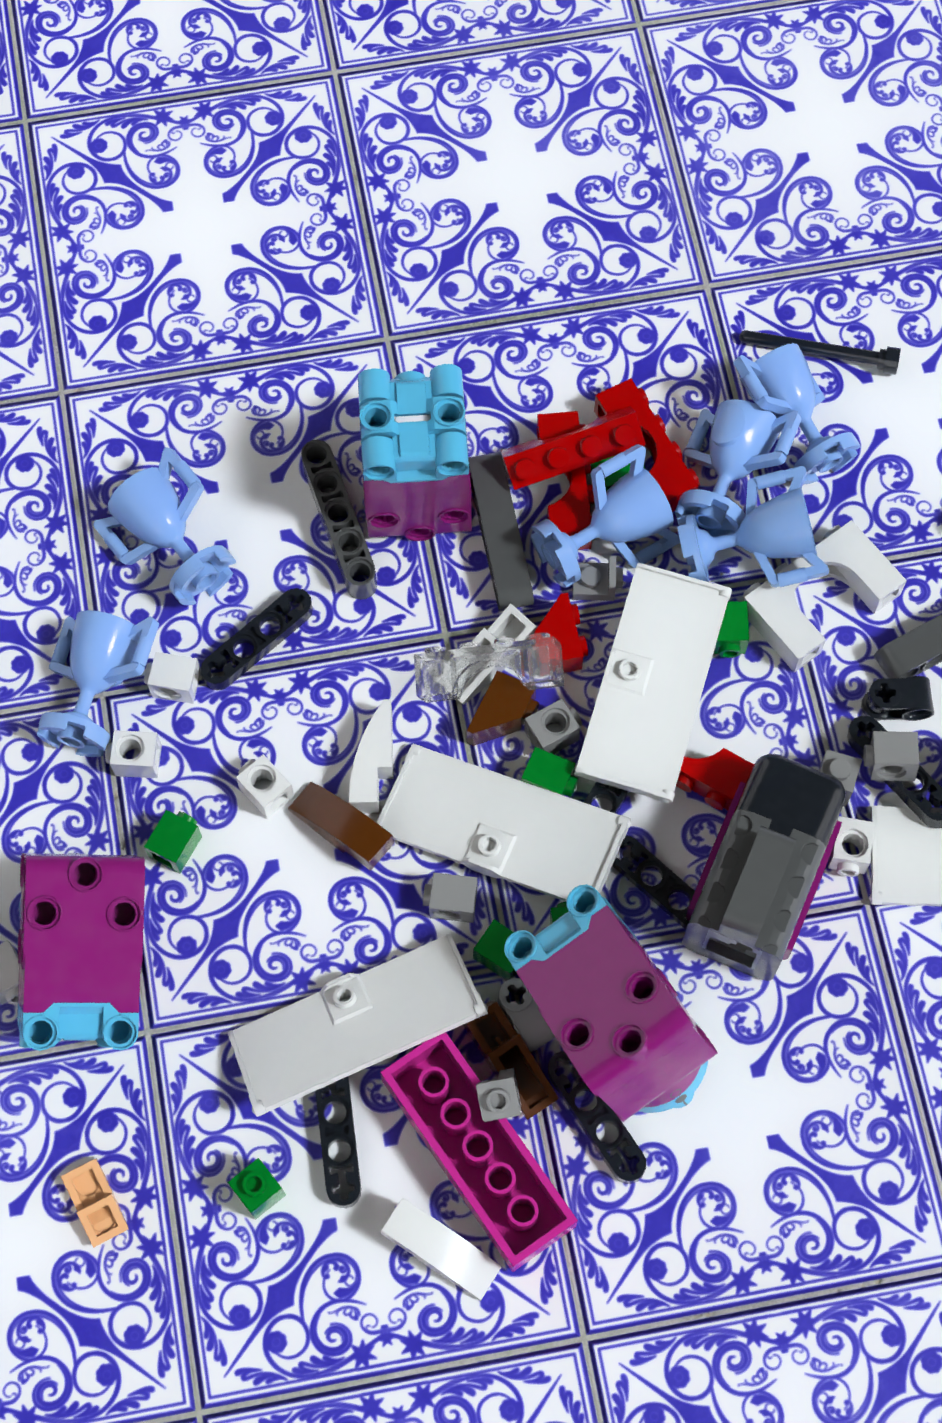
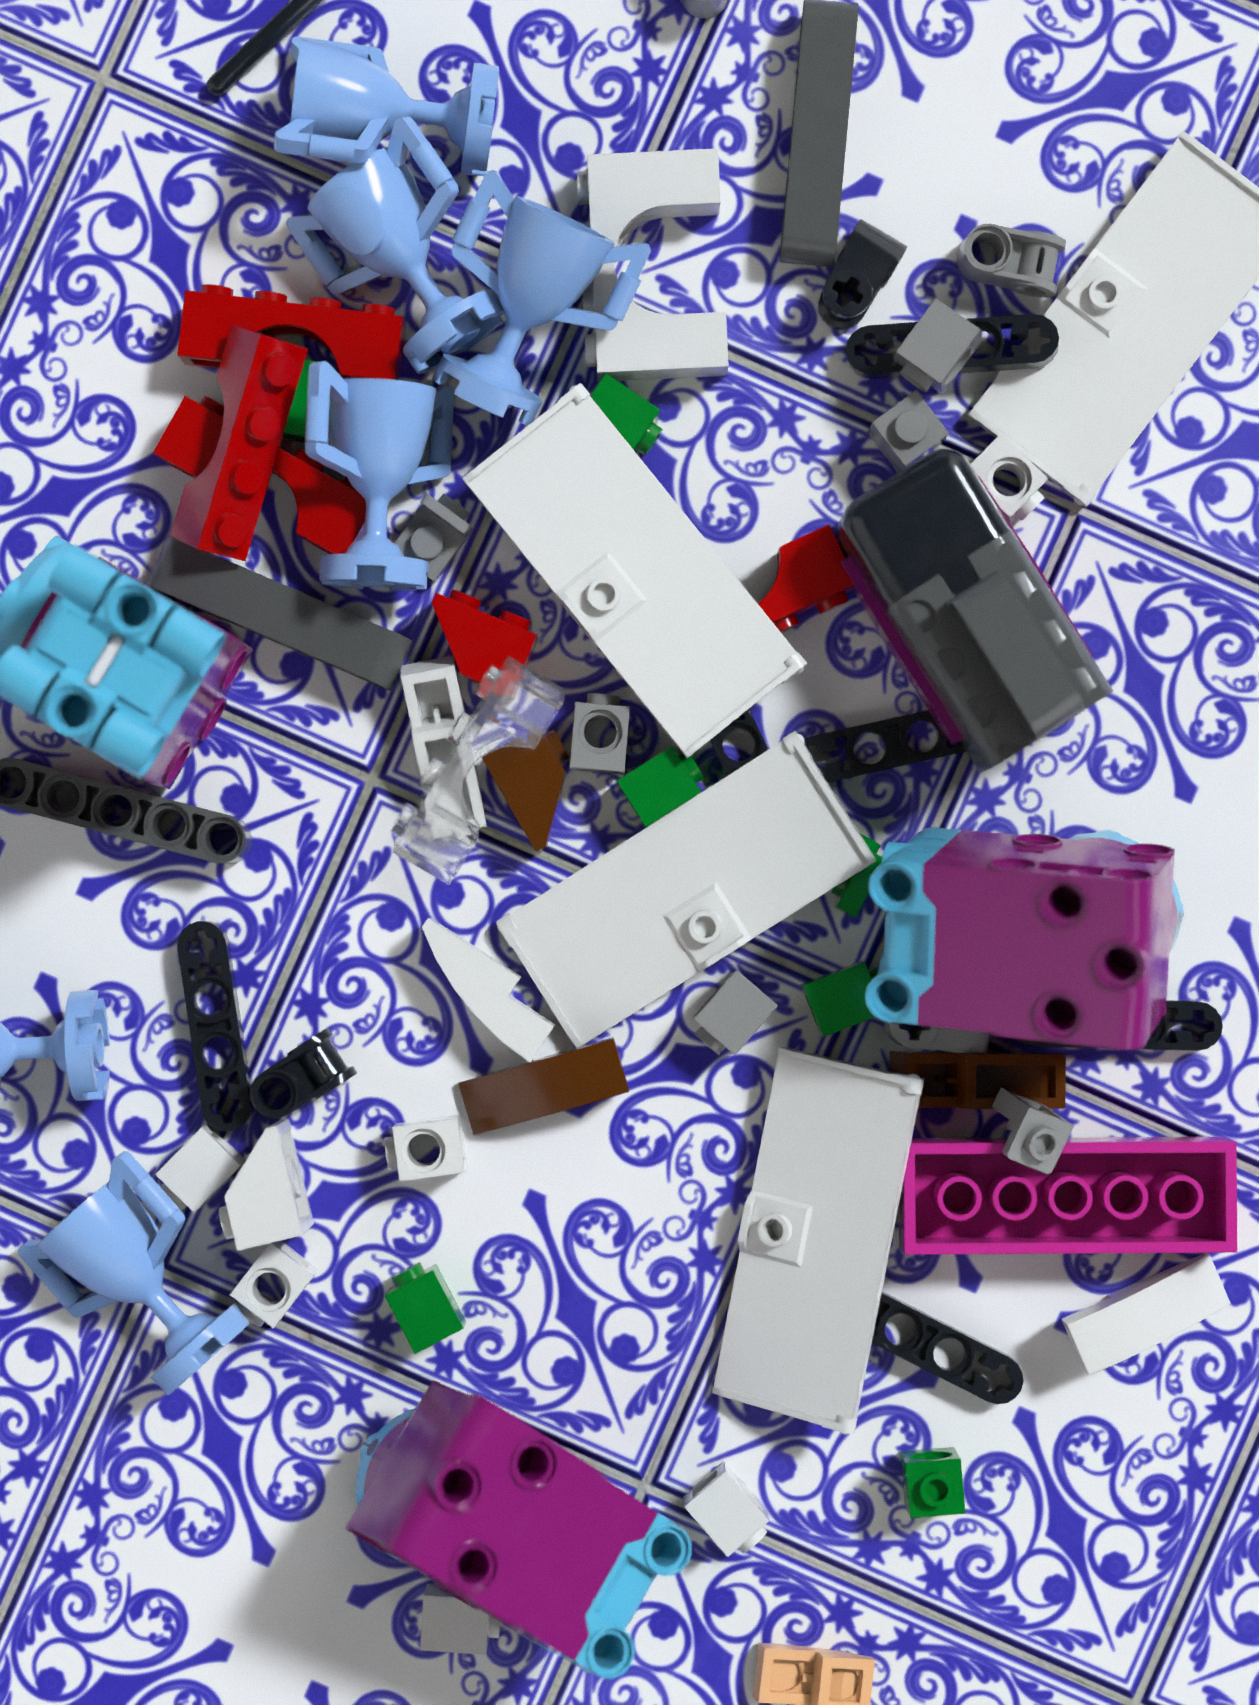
camera: 55 degrees left, 20 degrees up
(164, 1082) = (727, 1510): none -> white brick
(185, 712) = (268, 1193): none -> white slope
(264, 699) = (303, 1075): none -> black piece

